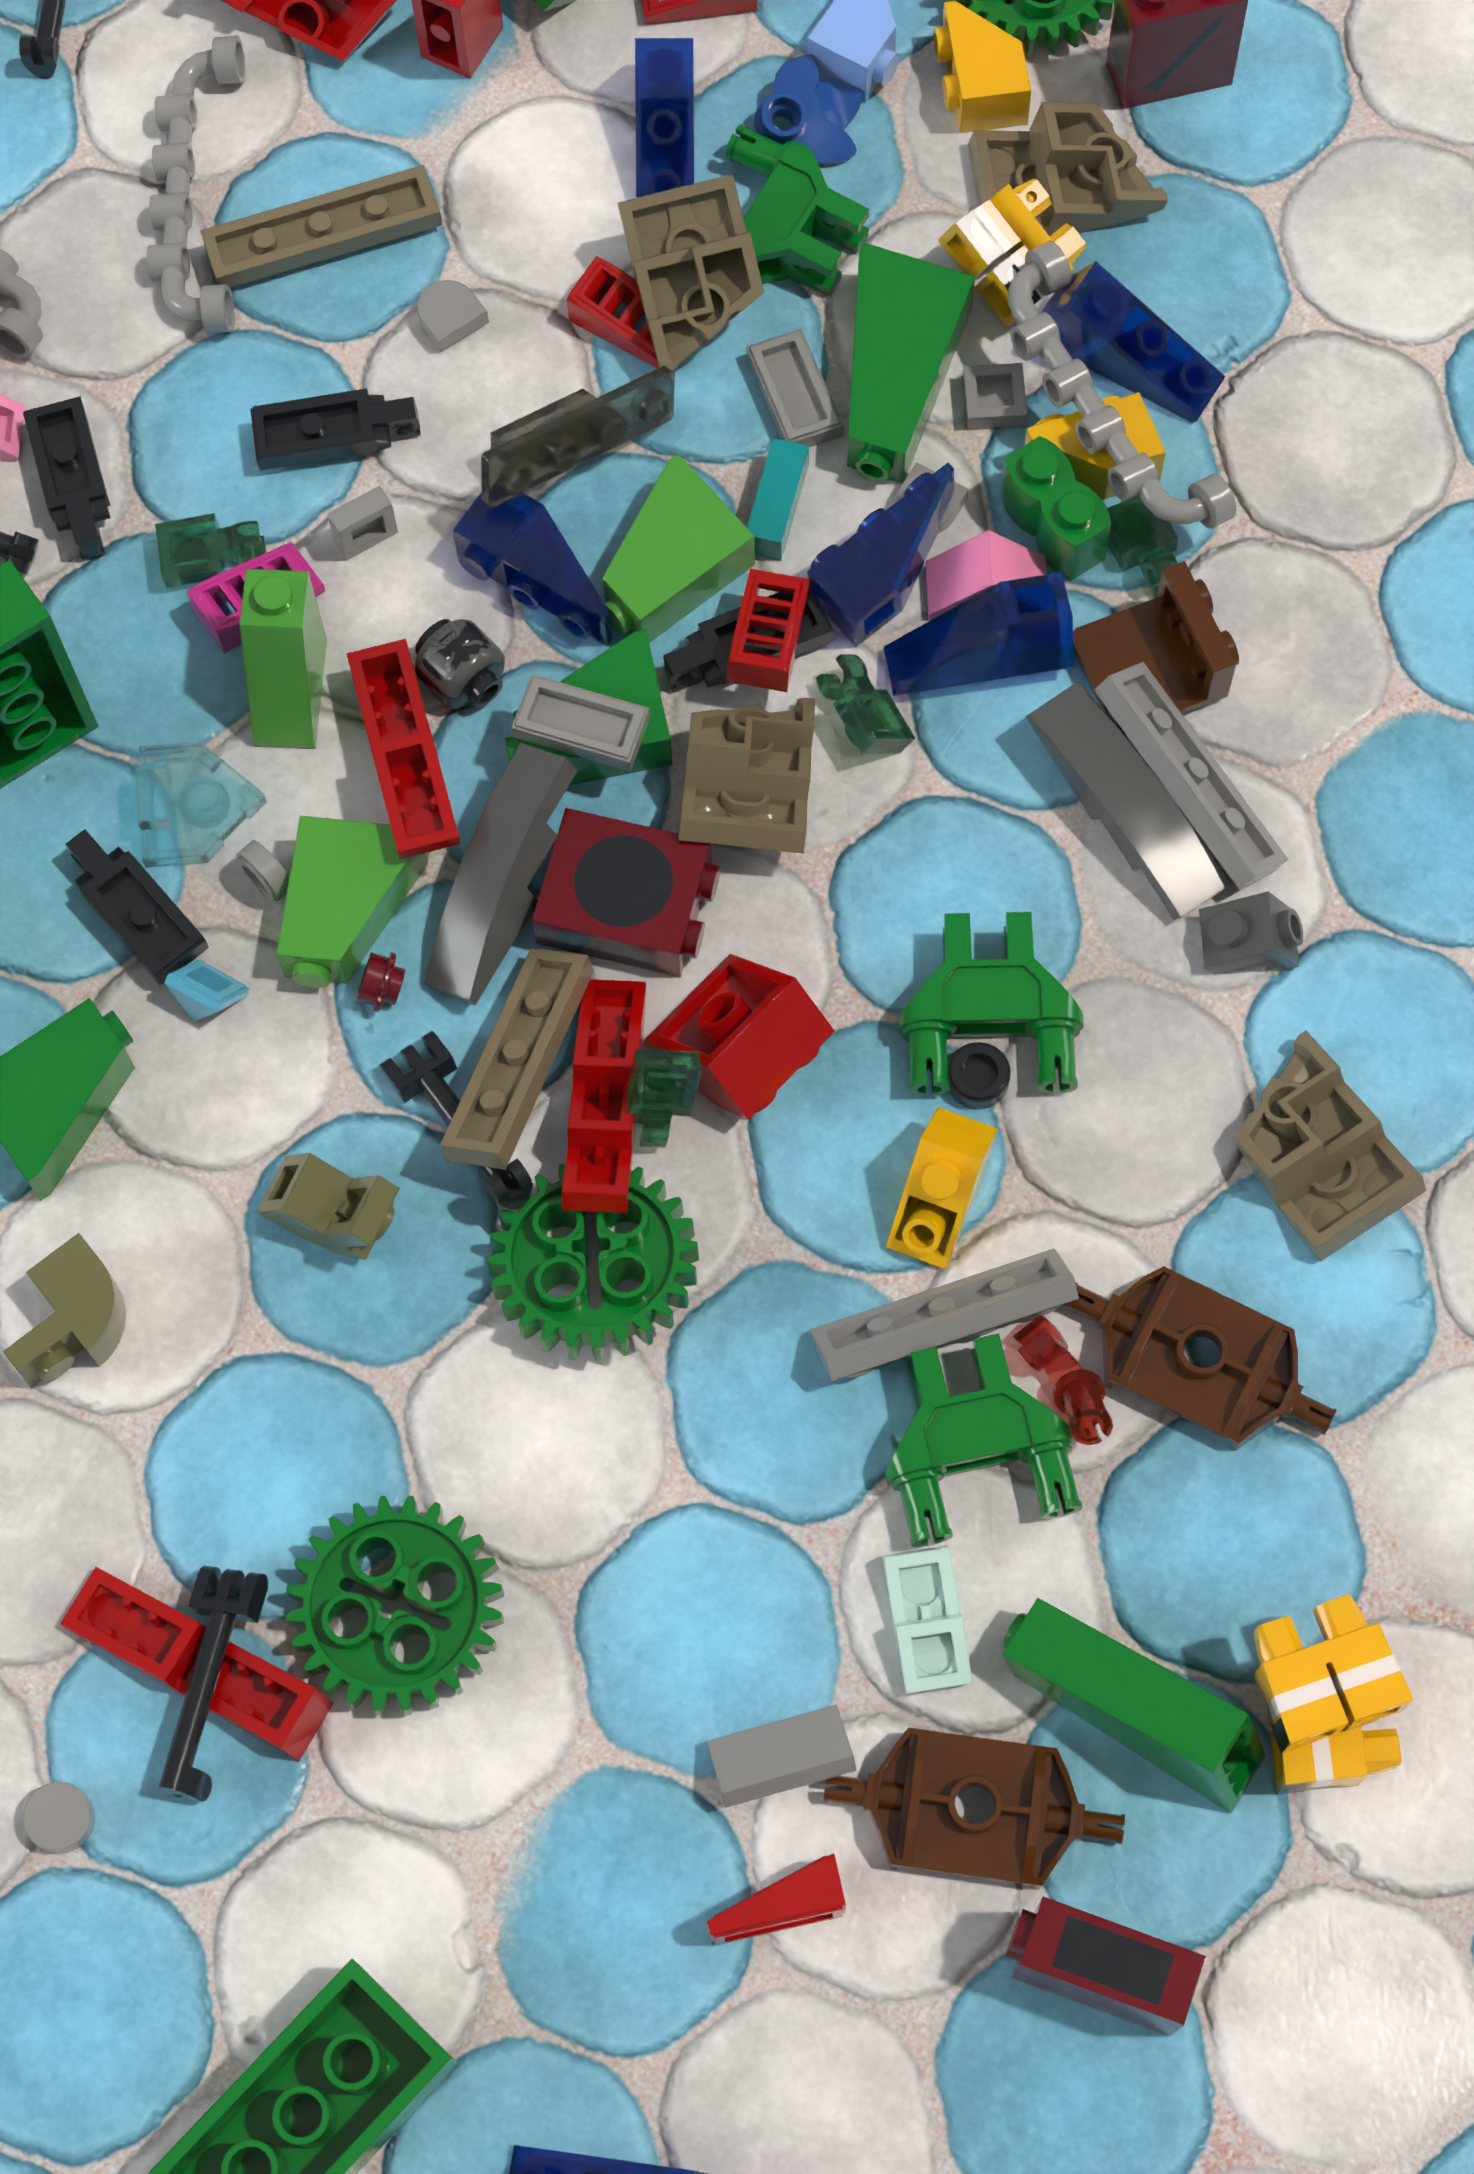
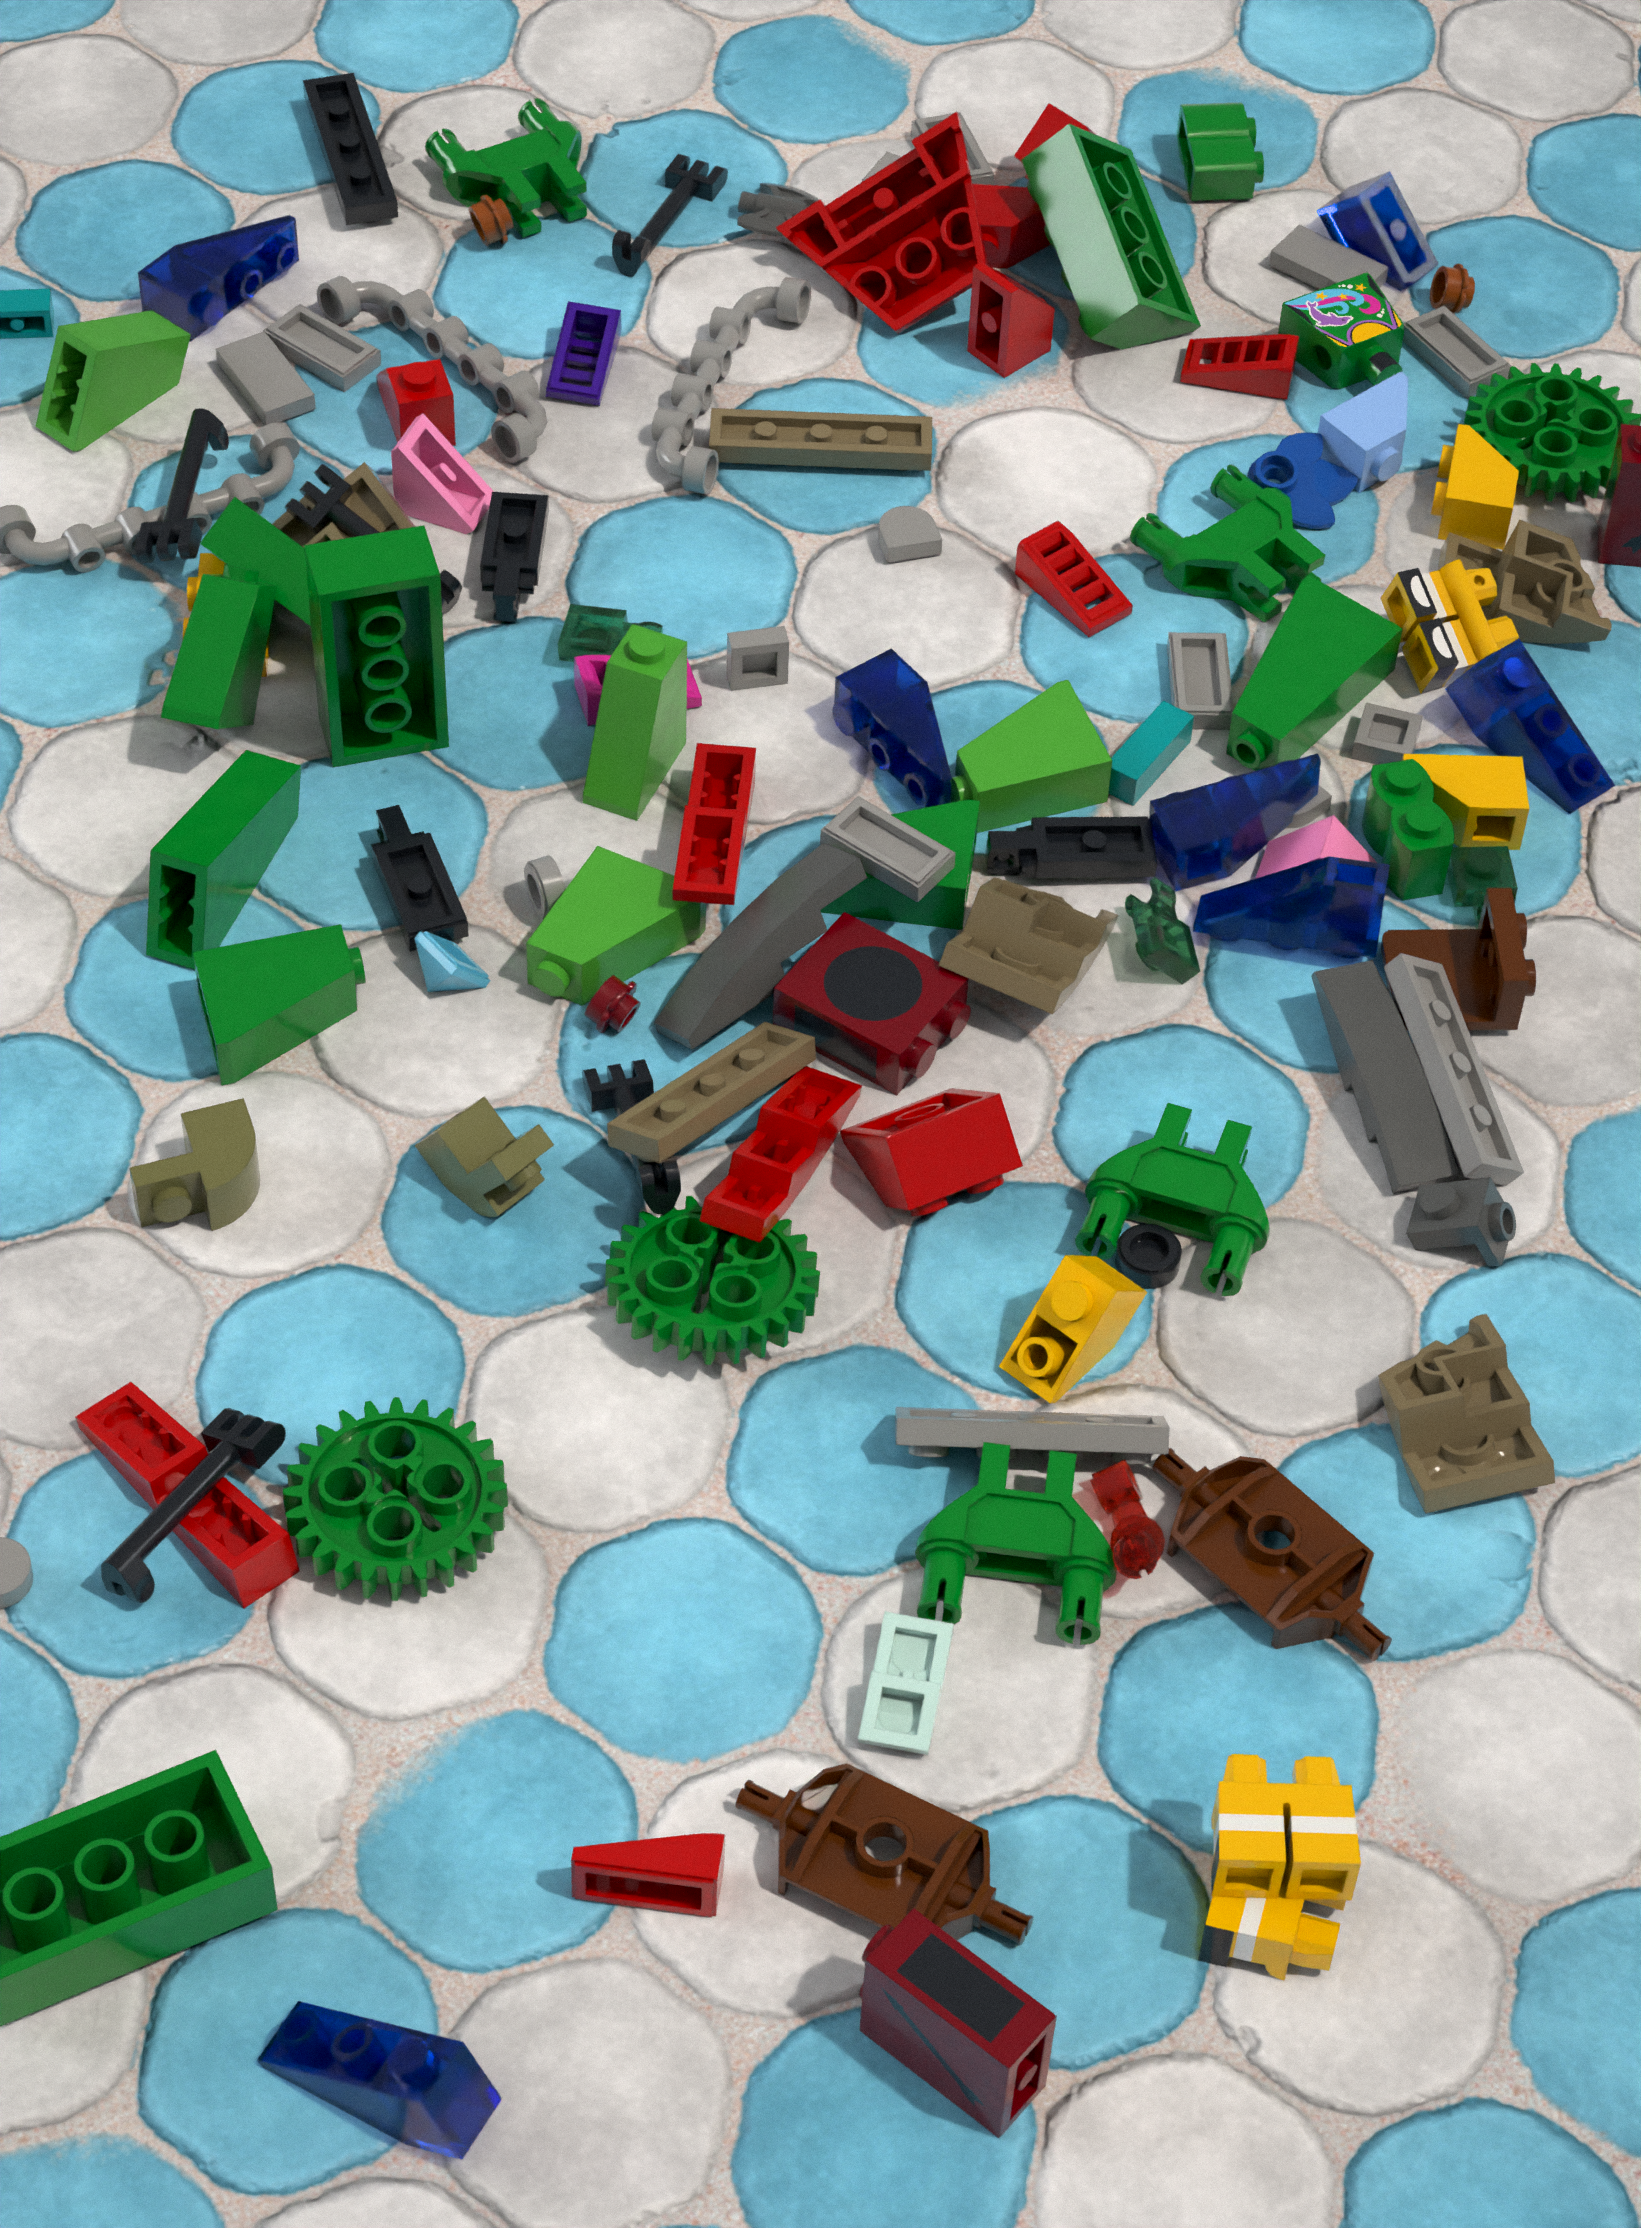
camera: 15 degrees right, 20 degrees down
(37, 159) = (588, 322): none -> dark purple slope
(189, 803) = (500, 821): clear light blue plate -> none
(330, 427) = (762, 583): black hinge -> none
(459, 663) = (796, 785): head -> none
(572, 434) = (981, 639): clear smoke bracket -> none
(661, 1086) = (835, 1150): clear green plate -> none
(664, 114) = (1166, 445): clear blue slope -> none
(690, 263) = (1140, 543): dark tan slope -> none
(762, 669) = (1079, 863): red slope -> none
(781, 1755) = (710, 1748): light grey tile -> none
(1102, 425) = (1472, 764): light grey bar -> none
(1136, 1702) = (1090, 1817): green slope -> none

